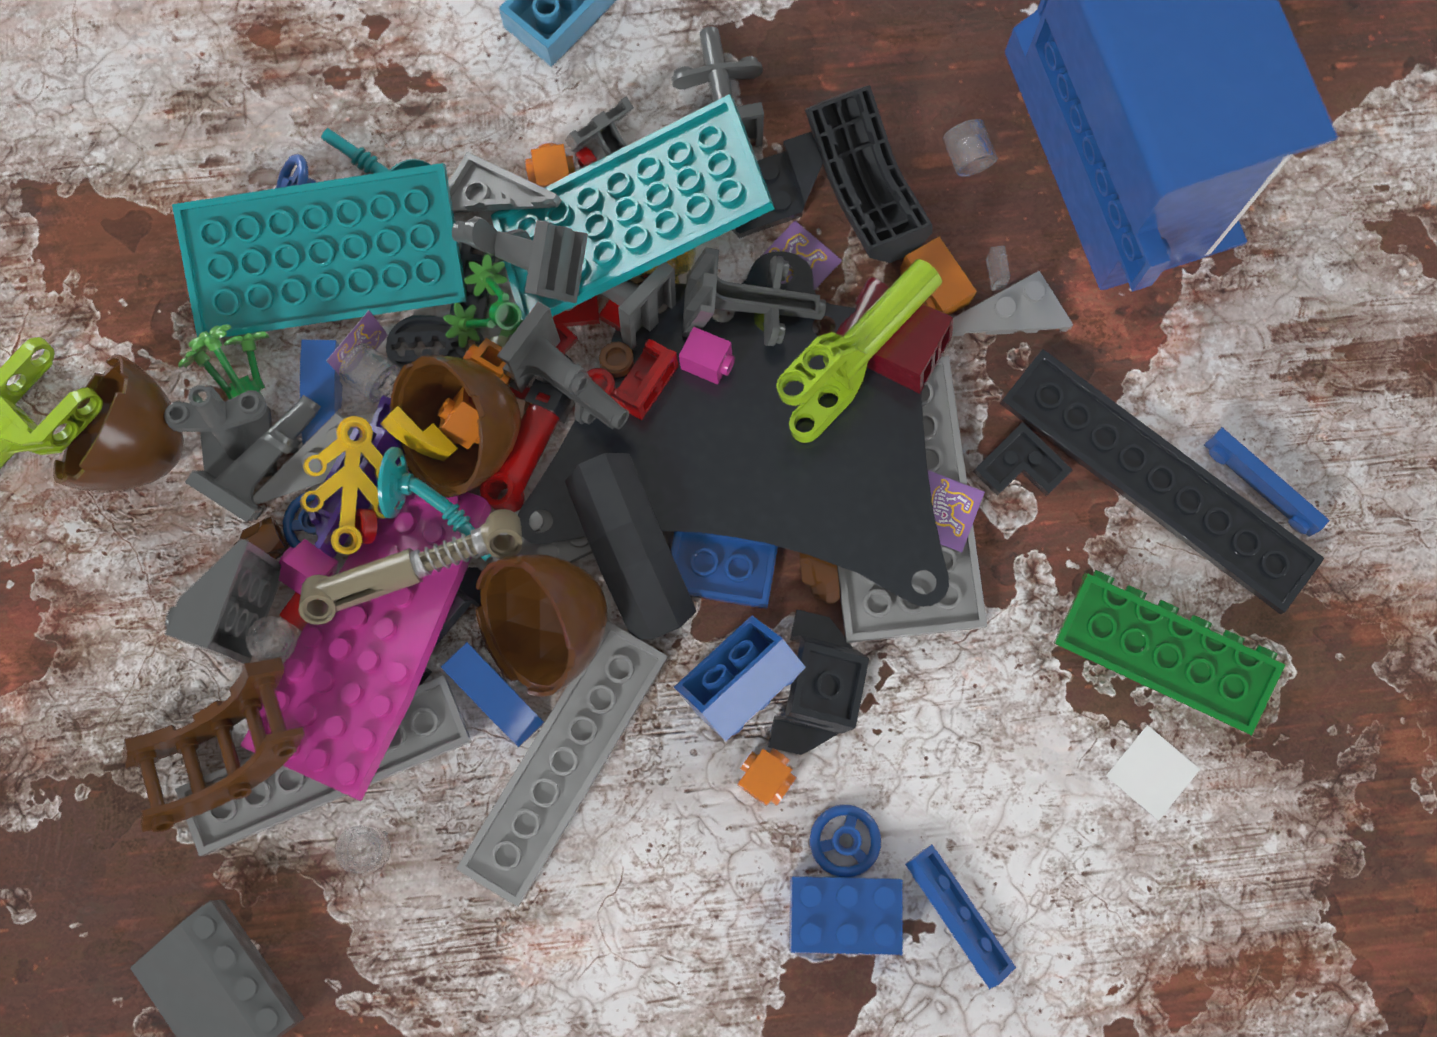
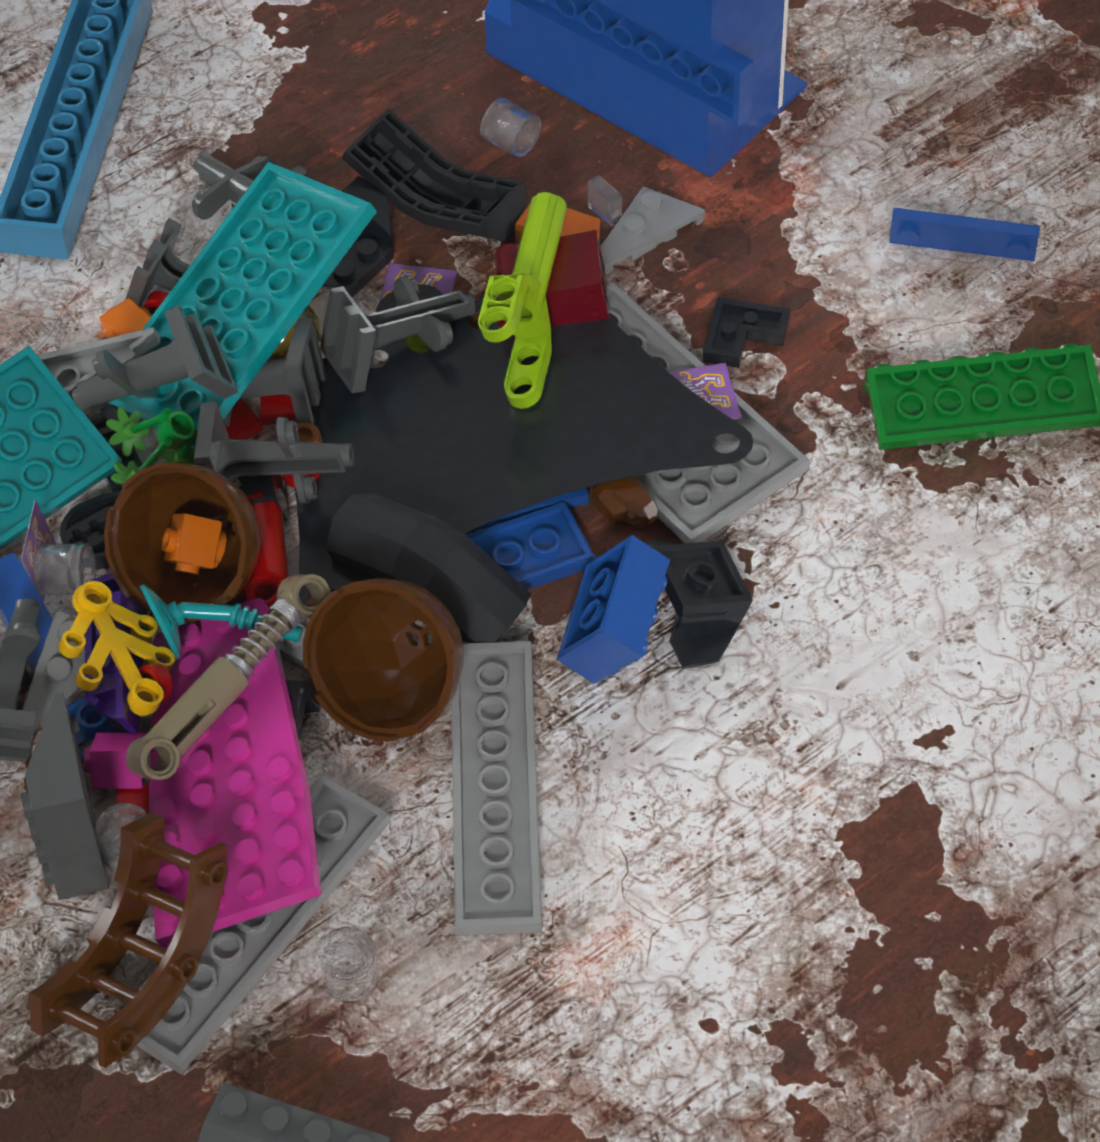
camera: 30 degrees left, 25 degrees down
(428, 442) = (170, 579): yellow slope -> none
(492, 694) = (381, 764): blue slope -> none
(646, 379) = (346, 427): red hinge -> none
(706, 356) = (389, 387): dark pink brick -> none
(766, 776) = (700, 687): orange brick -> none
(846, 915) = (861, 751): blue brick -> none
(864, 860) = (817, 684): blue piece -> none
(961, 916) = (912, 678): blue plate -> none
(1153, 772) = (1047, 500): white sticker -> none
(1162, 482) = (875, 280): black plate -> none

